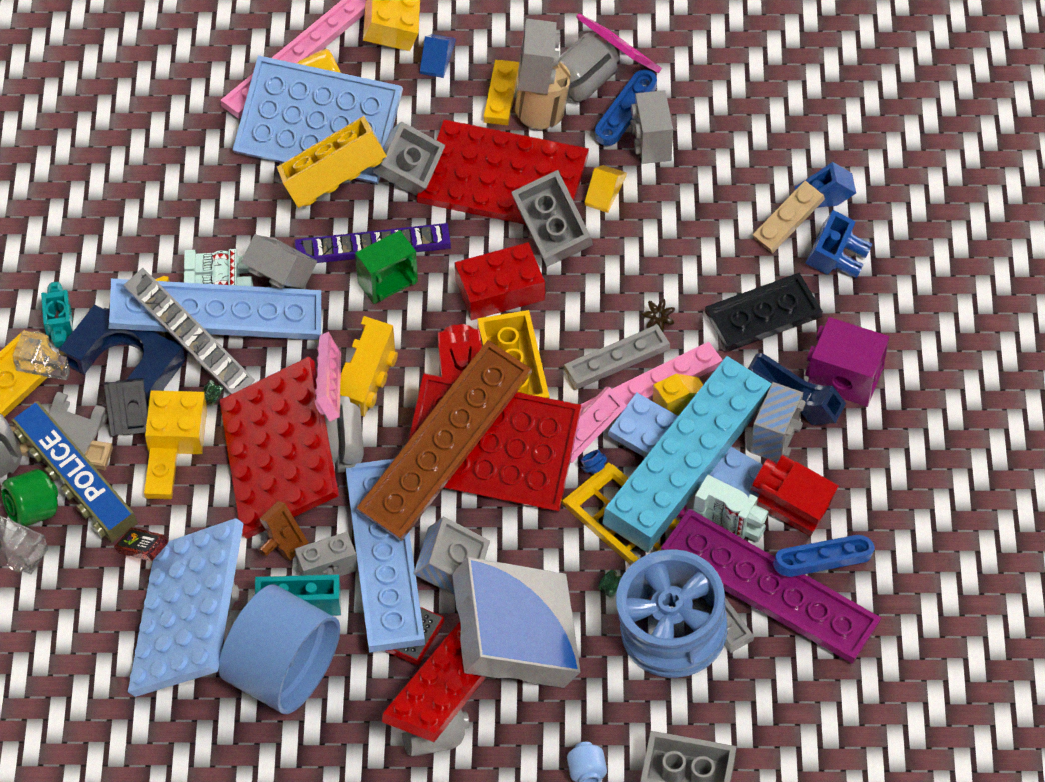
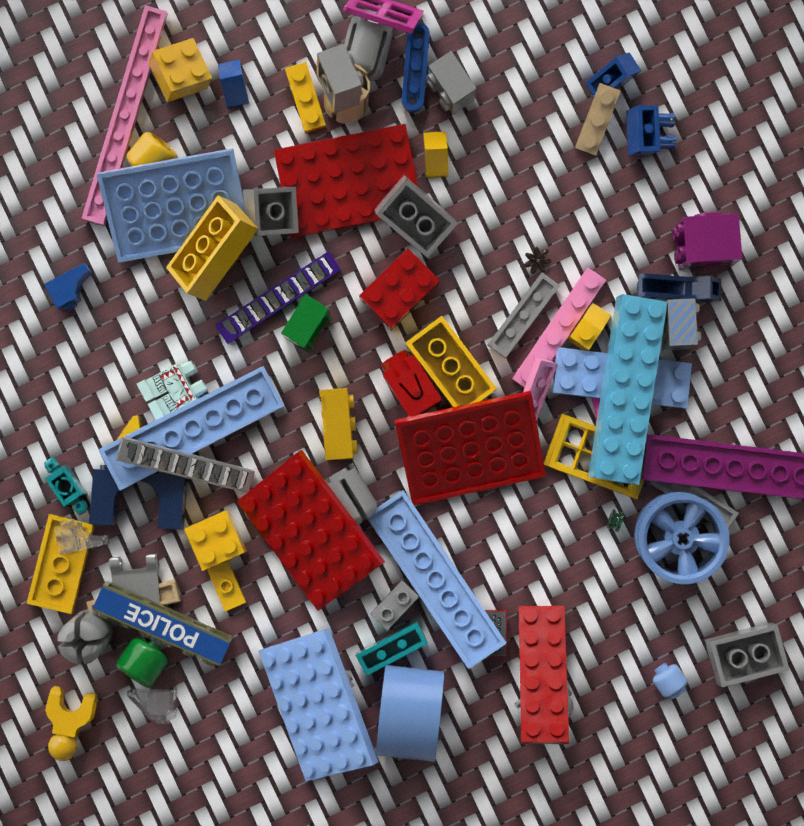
camera: 25 degrees left, 30 degrees up
(126, 406) = (171, 548): black plate -> none
(141, 544) = (249, 659): tile -> none
(171, 149) = (66, 287): none -> blue arch
(212, 392) = (227, 499): clear green bush -> none
(278, 262) = (218, 361): light grey brick -> none
(282, 532) = (352, 602): dark orange plate -> none
(328, 377) = (322, 461): bright pink plate -> none
(444, 440) = (441, 473): dark orange plate -> none
(445, 550) = (491, 563): light grey container -> none
(515, 622) = (570, 601): tile -> none
(593, 462) = (551, 420): blue plate -> none
(730, 509) = (679, 420): light aqua hips -> none
(763, 312) = (617, 218): black plate -> none
(793, 493) = (720, 383): red piece -> none
(823, 555) = (764, 425): blue plate -> none

